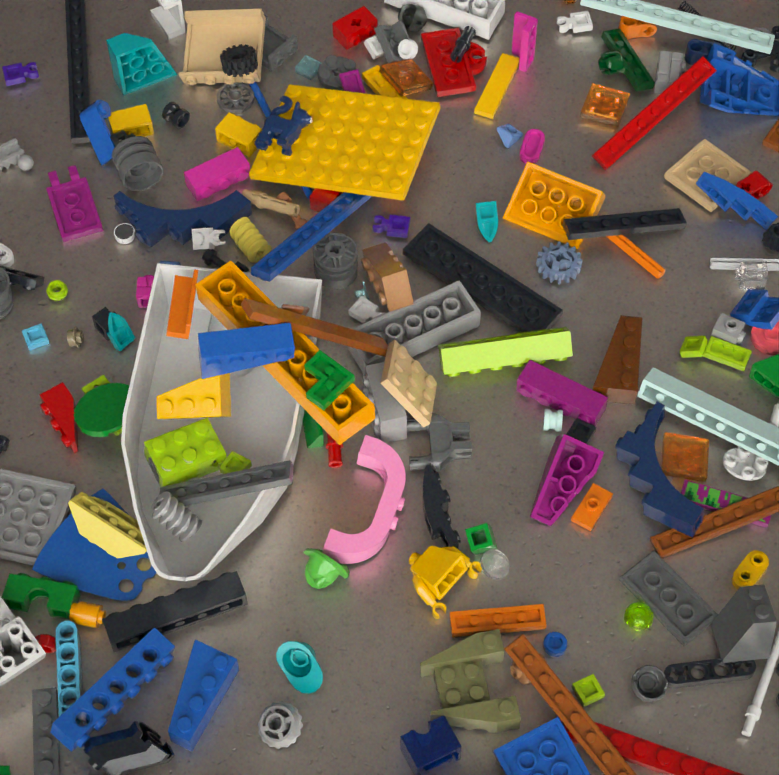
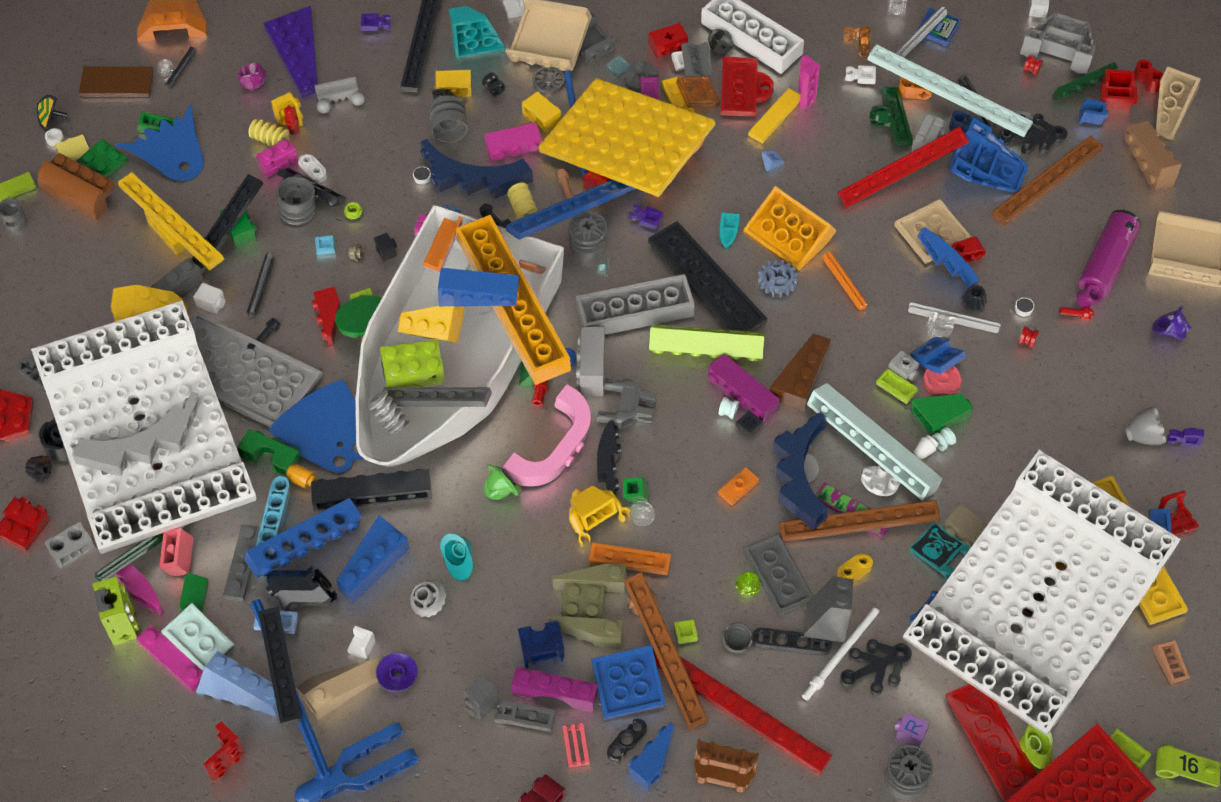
camera: 15 degrees right, 0 degrees up
(47, 642) = (261, 490): red tile -> none
(73, 206) = (386, 143): magenta tile -> none
(94, 123) = (422, 81): blue door -> none
(107, 526) = (333, 407): light yellow wedge -> none
(119, 331) = (392, 254): teal plate -> none
(206, 238) = (486, 193): white plate -> none
(234, 463) = (449, 380): lime plate -> none
(239, 60) = (557, 48): black tyre -> none
(262, 201) = (544, 172): tan pin -> none
(282, 129) = (575, 115): dark blue animal -> none
(315, 327) = (544, 285): dark orange tile -> none
(332, 379) = (540, 329): green plate -> none
(364, 310) = (600, 282): white plate -> none
(387, 276) = (624, 258): medium nougat wedge -> none
(407, 49) = (706, 68): white tile -> none
(409, 383) = (614, 349): tan plate -> none
(463, 44) = (755, 73): black pin -> none
(532, 146) = (788, 174): dark pink tile -> none
(555, 644) = (671, 589): blue tile -> none
(564, 476) = (725, 454): magenta wedge -> none
(605, 105) = (863, 152): clear orange plate -> none
(624, 223) = (843, 257): black plate -> none
(685, 457) = (830, 463): clear orange plate -> none
(693, 346) = (869, 373): lime plate -> none

